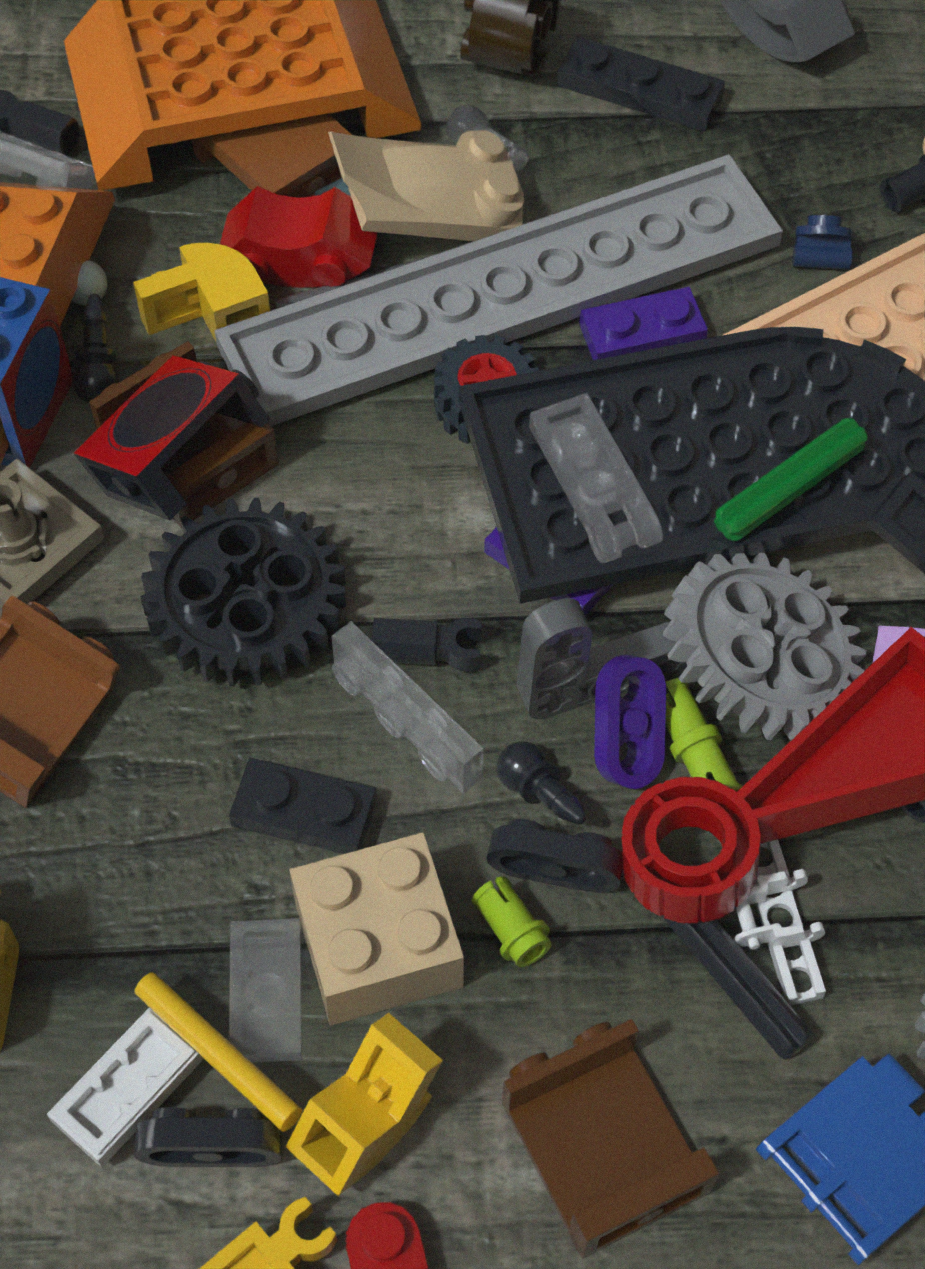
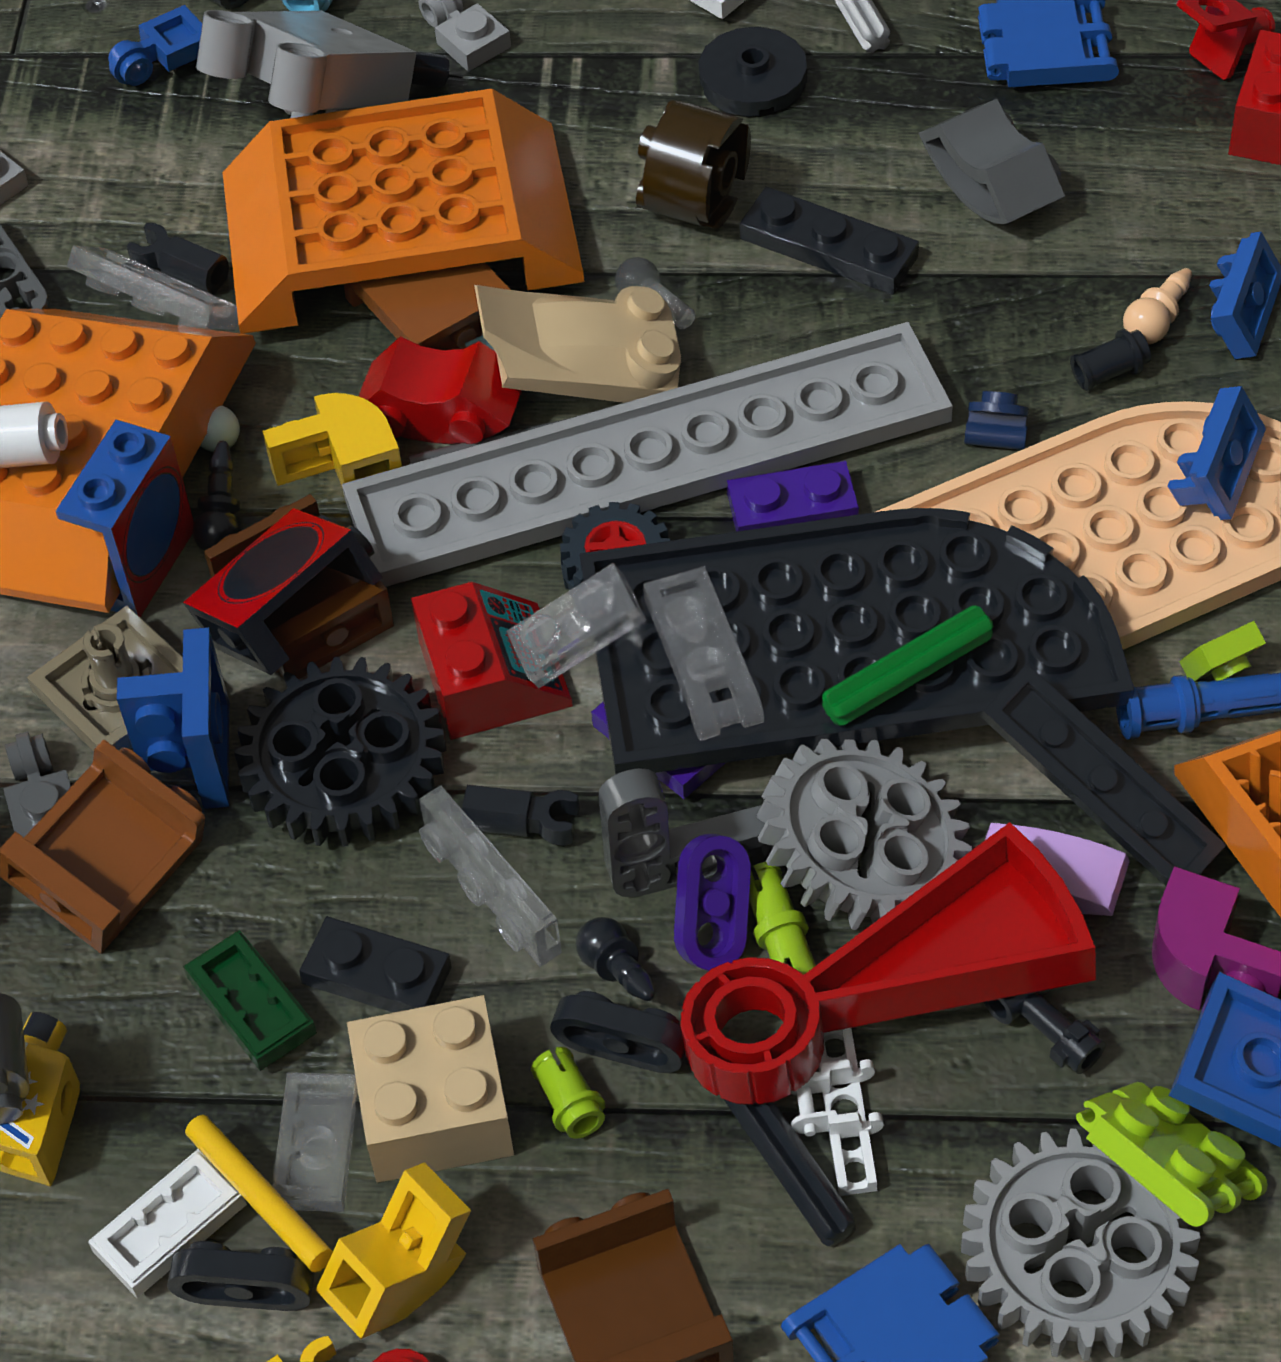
camera: 10 degrees right, 5 degrees down
(86, 568) = (183, 718): none -> blue bracket
(183, 848) = (250, 1000): none -> dark green plate
(374, 492) = (474, 660): none -> red slope
(465, 456) = (576, 625): none -> clear plate

